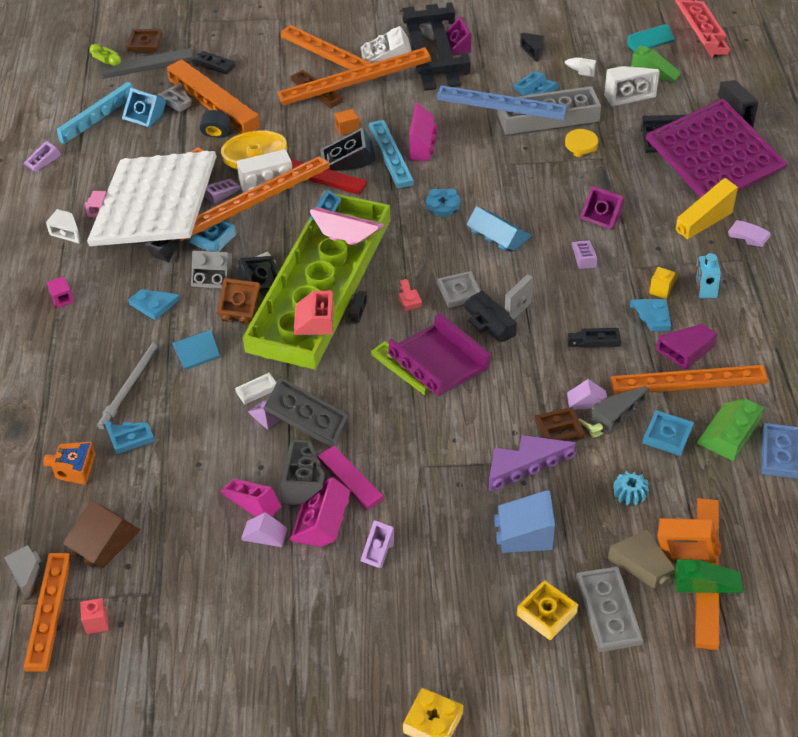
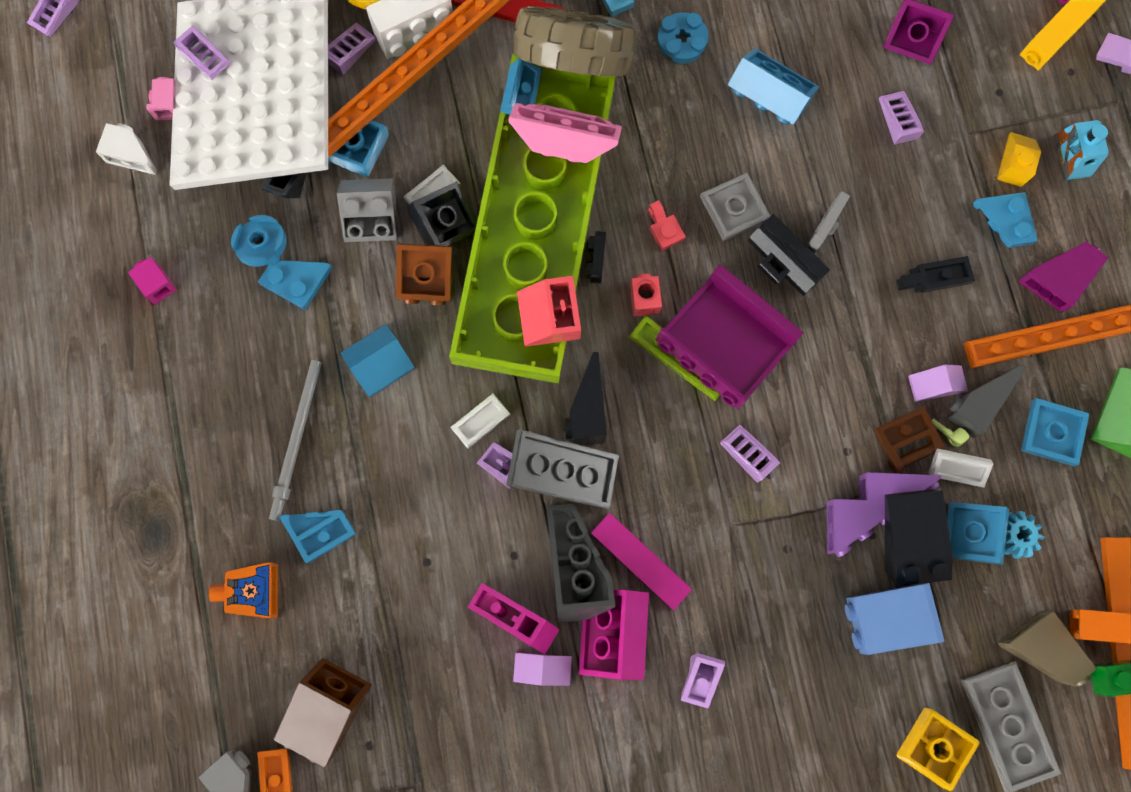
camera: 15 degrees left, 30 degrees up
(124, 175) = (189, 39): none -> lavender slope
(135, 278) = (262, 254): none -> dark azure plate
(330, 377) = (587, 415): none -> black slope
(365, 182) = (574, 41): none -> dark tan wheel
(386, 328) = (644, 306): none -> coral brick
(445, 435) = (756, 474): none -> lavender slope
(552, 471) = (917, 538): none -> black slope
(594, 445) = (961, 467): none -> white tile
(597, 480) = (978, 532): none -> dark azure plate

